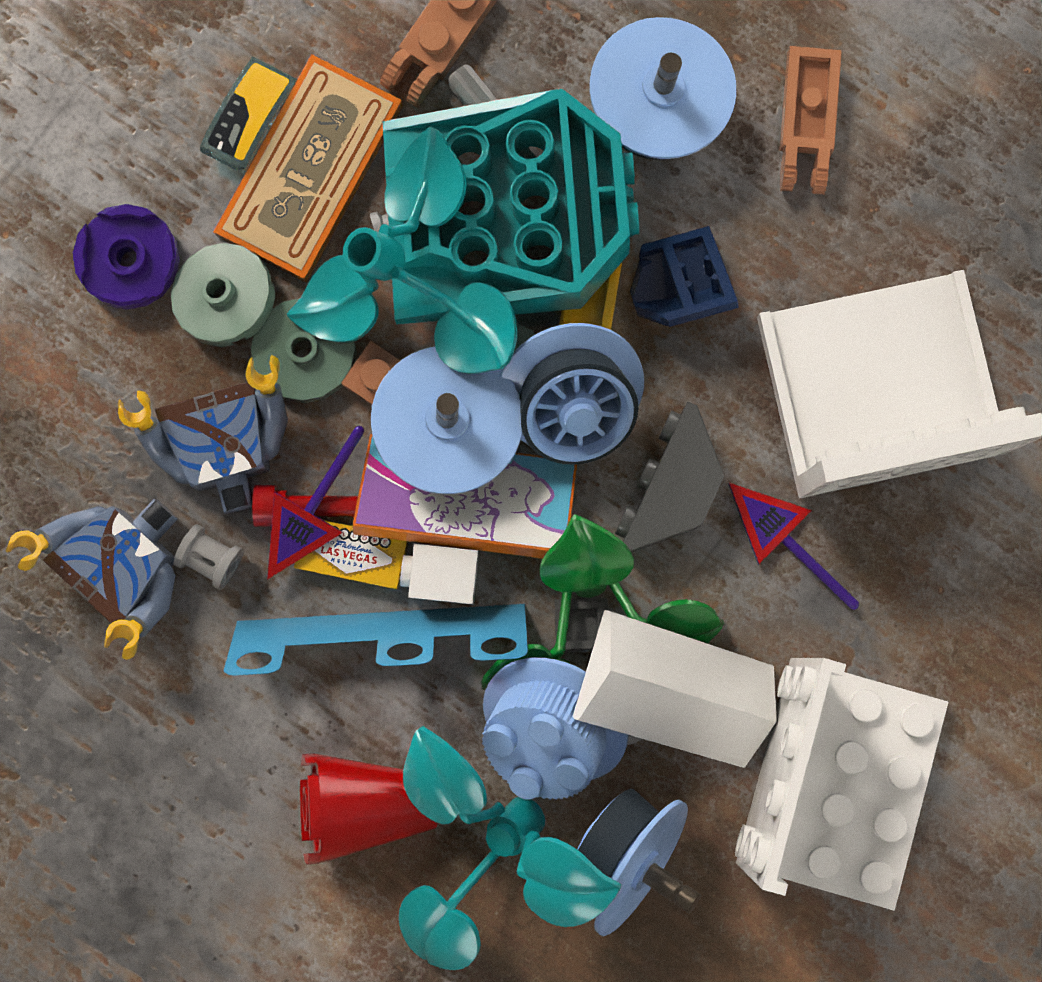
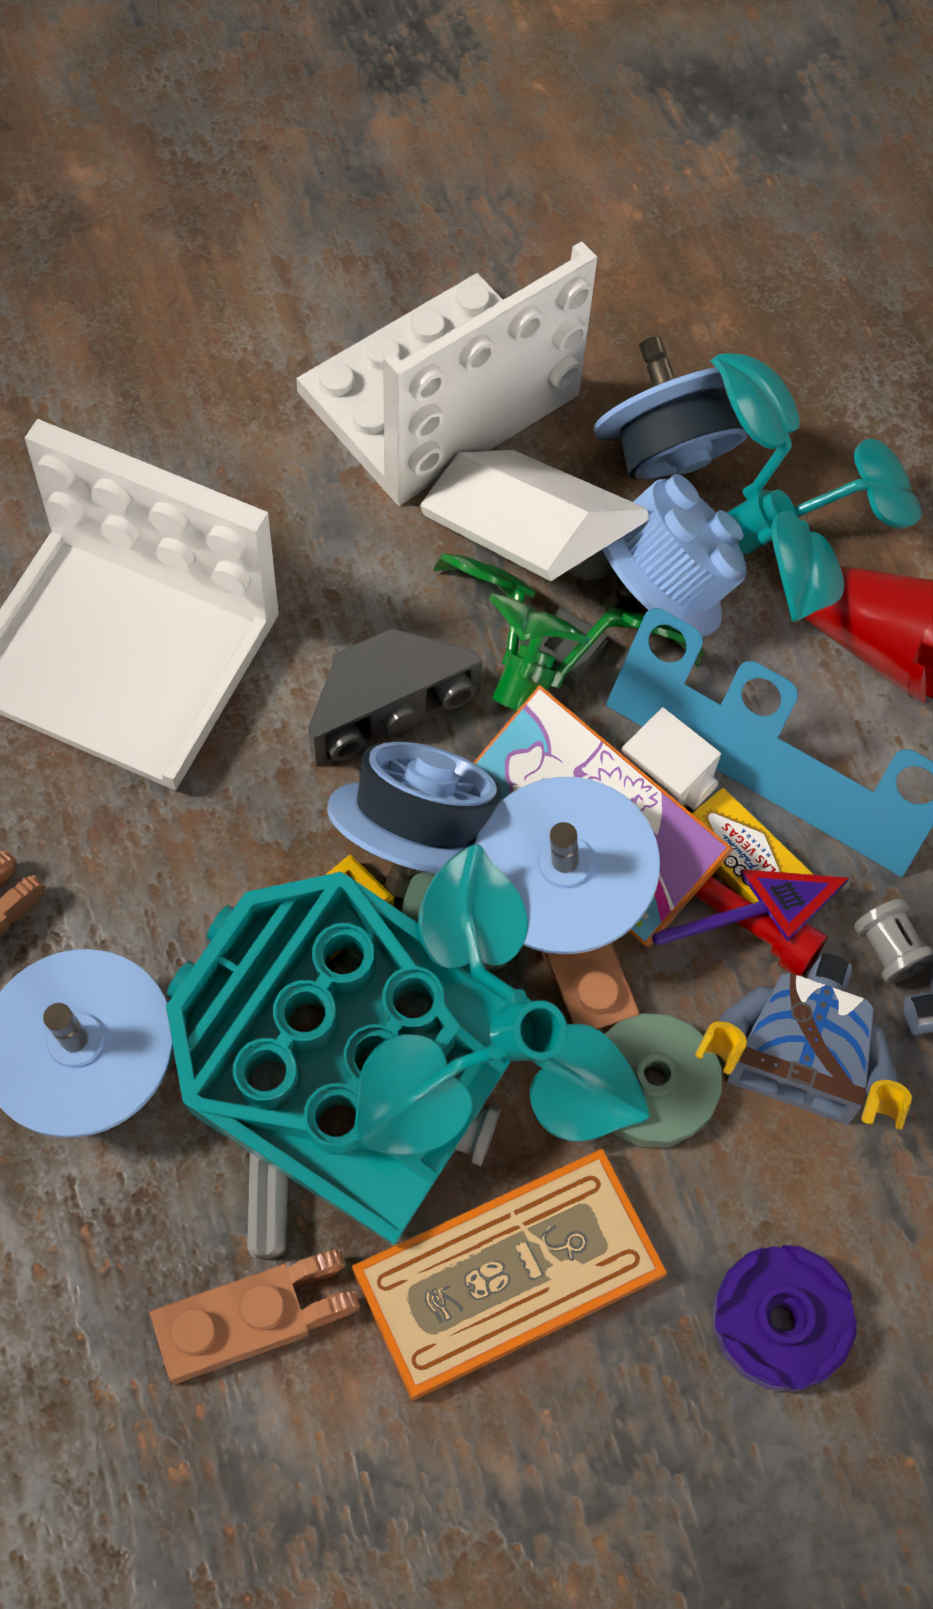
camera: 150 degrees left, 20 degrees down
(242, 306) = (668, 1199): sand green plate -> none
(247, 115) = (533, 1380): slope -> none
(681, 279) = (215, 858): dark blue slope -> none
(769, 524) = (322, 616): piece -> none

